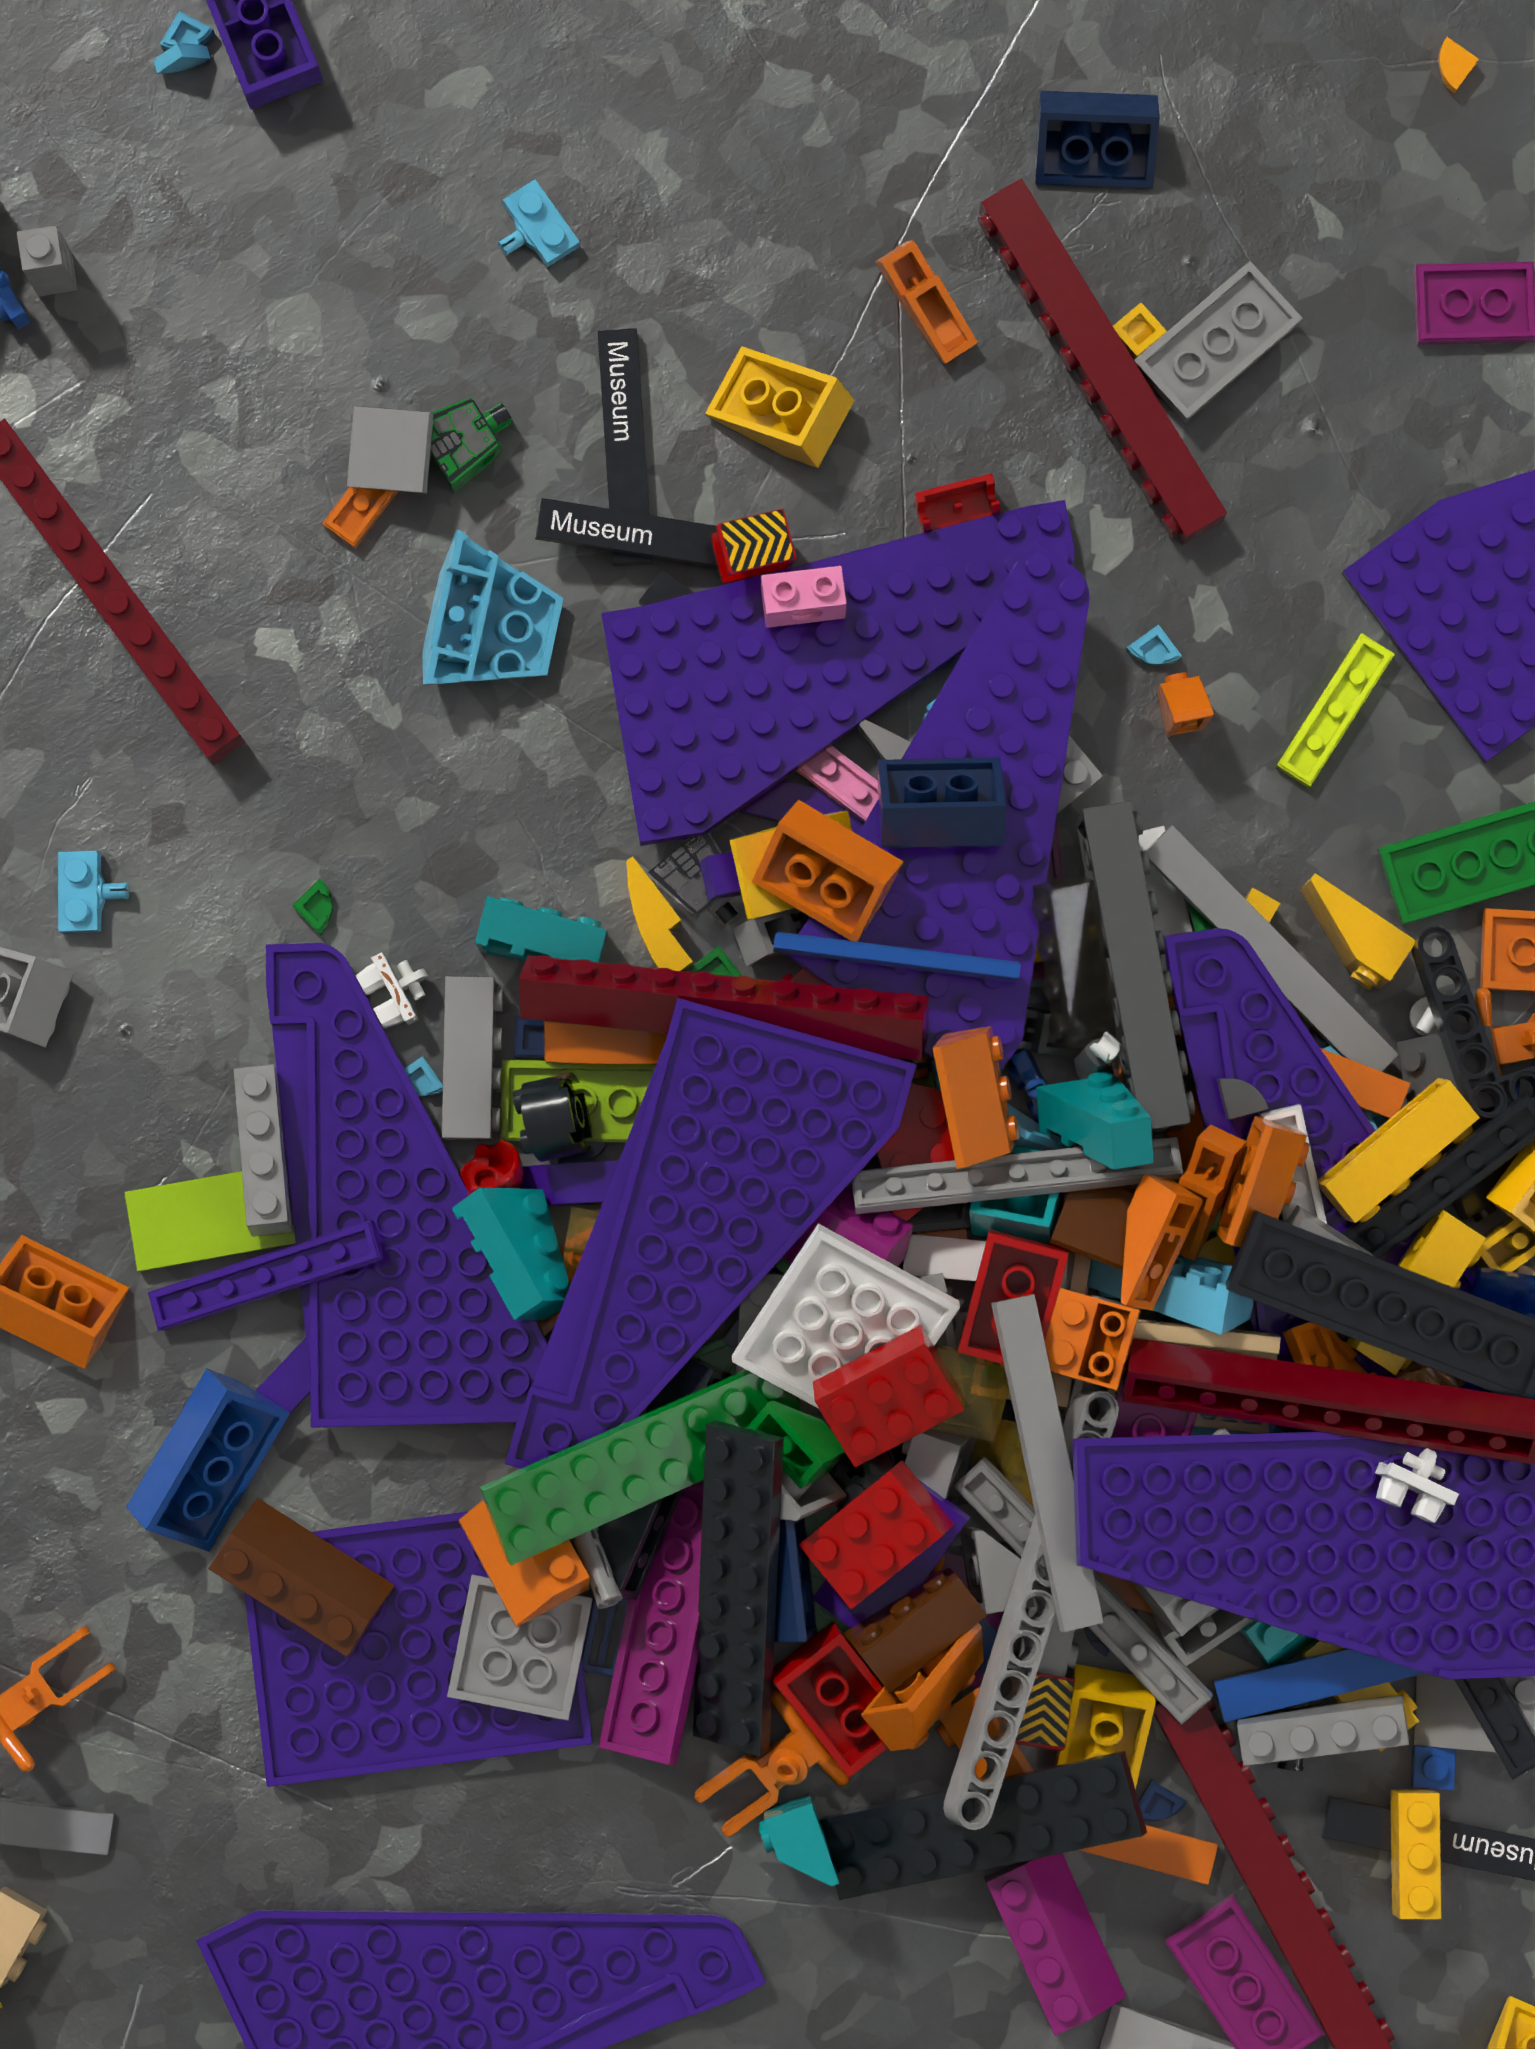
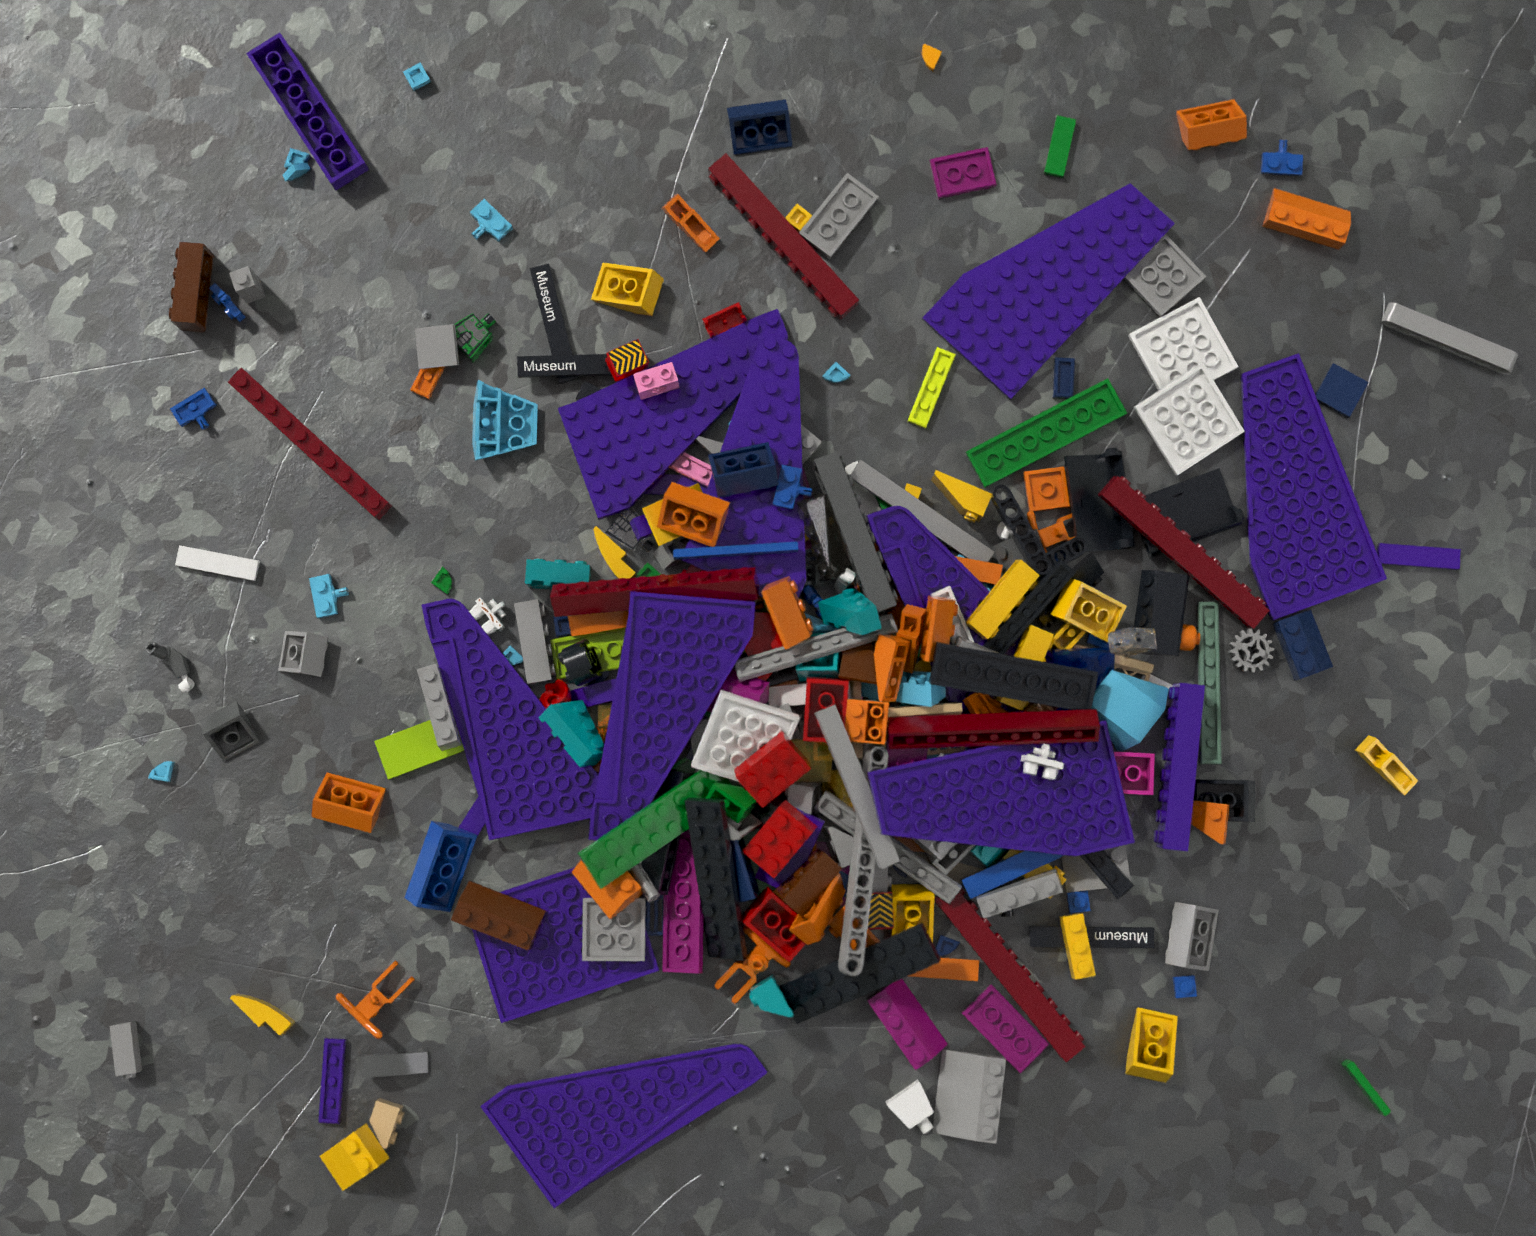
camera: 10 degrees left, 0 degrees up
(266, 1275) = (452, 769): dark purple tile -> none
(1024, 854) = (789, 487): none -> blue plate
(1184, 704) = (855, 398): orange slope -> none
(1240, 1098) = (919, 588): dark grey tile -> none

